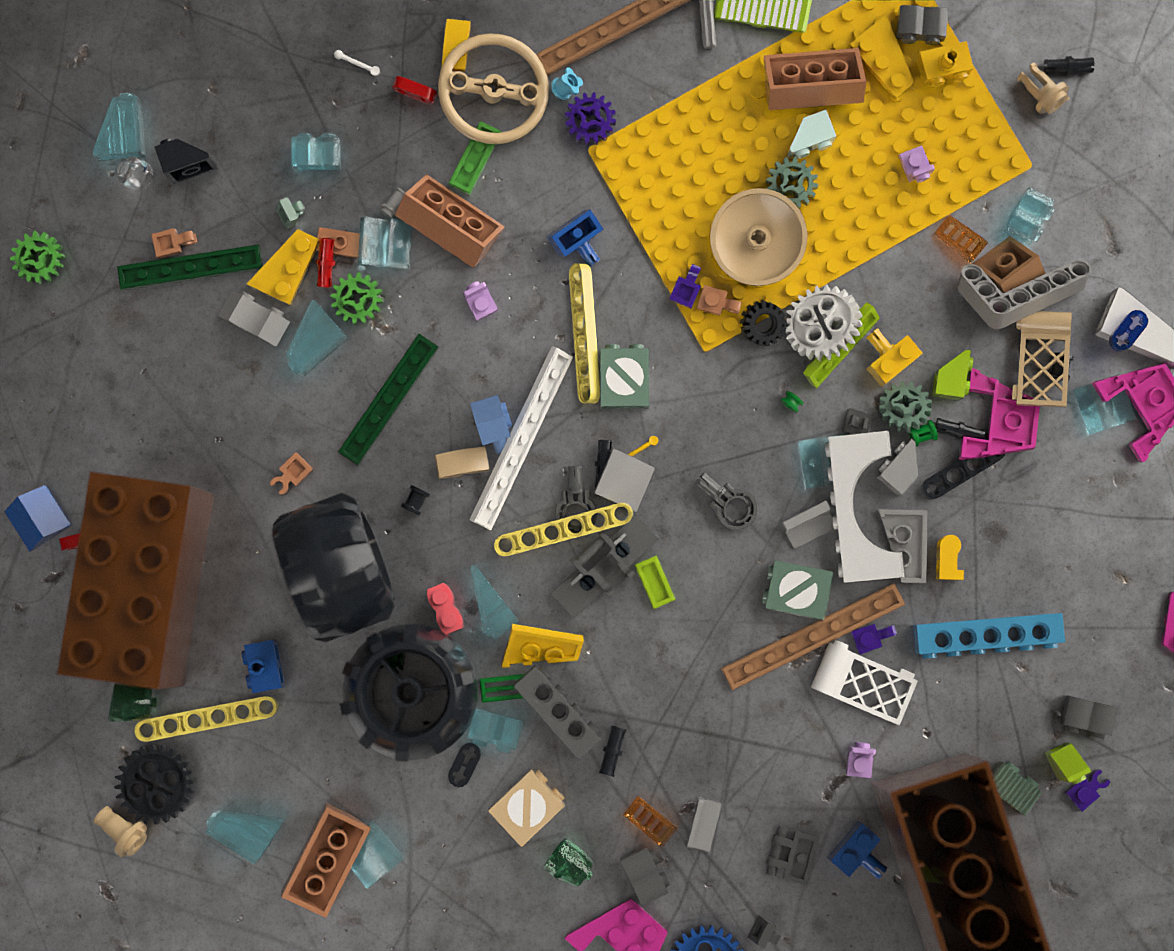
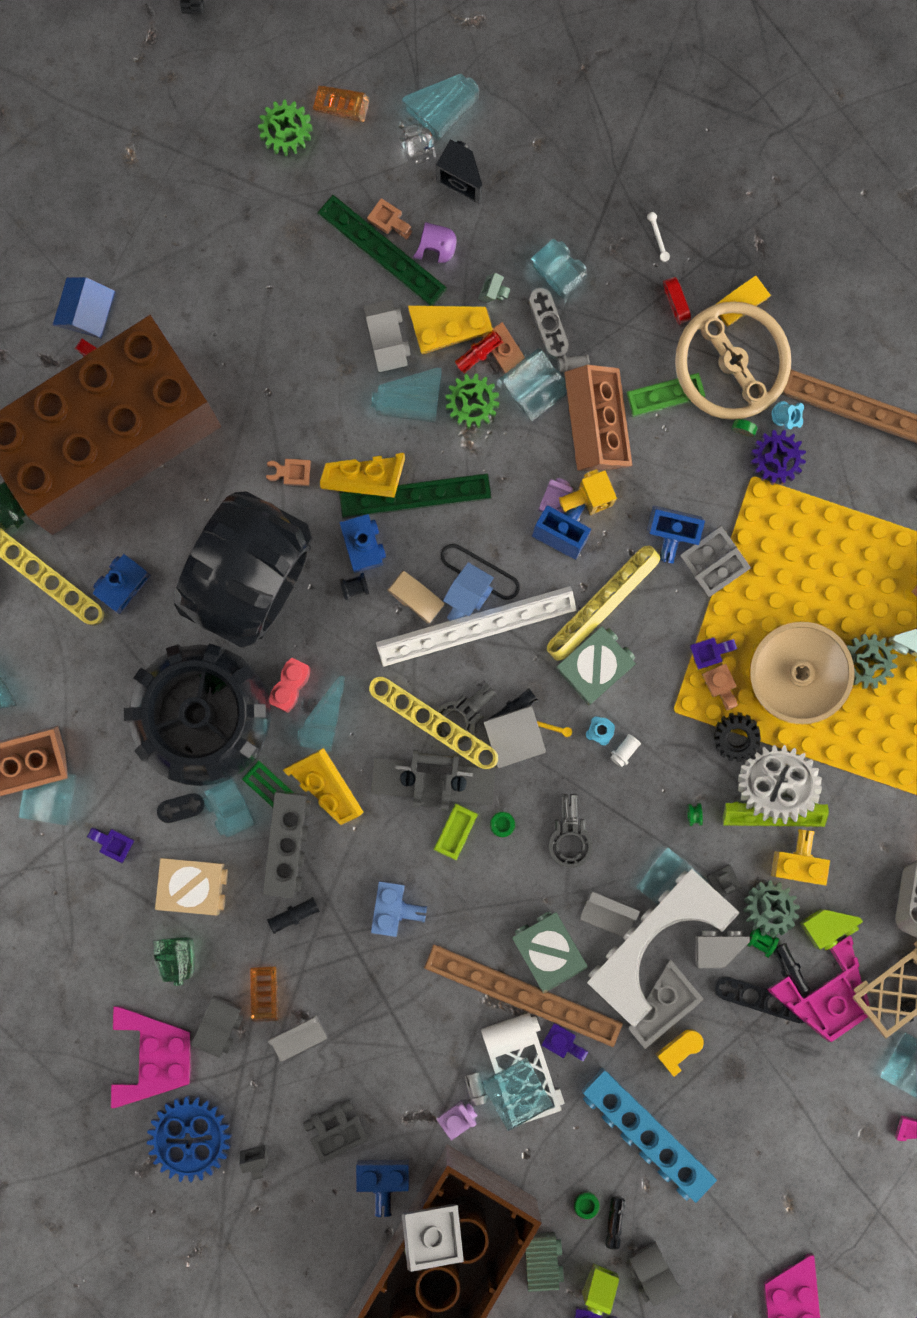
camera: 45 degrees right, 0 degrees up
(64, 184) = (349, 113): none -> clear orange slope
(217, 220) = (437, 239): none -> medium lavender helmet
(335, 182) = (549, 304): none -> light grey beam
(348, 418) = (366, 477): none -> yellow wing
(389, 467) = (361, 543): none -> blue brick
(449, 836) = (114, 844): none -> dark purple plate
(479, 392) = (484, 562): none -> black piece
(500, 269) = (593, 491): none -> yellow brick
(507, 315) = (562, 530): none -> blue brick
(548, 123) = (744, 427): none -> green tile
(625, 228) = (715, 561): none -> light grey slope
(670, 422) = (592, 733): none -> medium azure brick
(670, 676) = (392, 909): none -> medium blue brick
(678, 544) = (502, 824): none -> green tile
(703, 411) = (625, 750): none -> white pin
(850, 728) = (475, 1089): none -> light grey pin
(879, 701) = (517, 1094): none -> clear light blue slope
(931, 847) = (432, 1237): none -> light grey hinge
(999, 721) = (586, 1205): none -> green tile
(1029, 712) = (615, 1223): none -> black axle

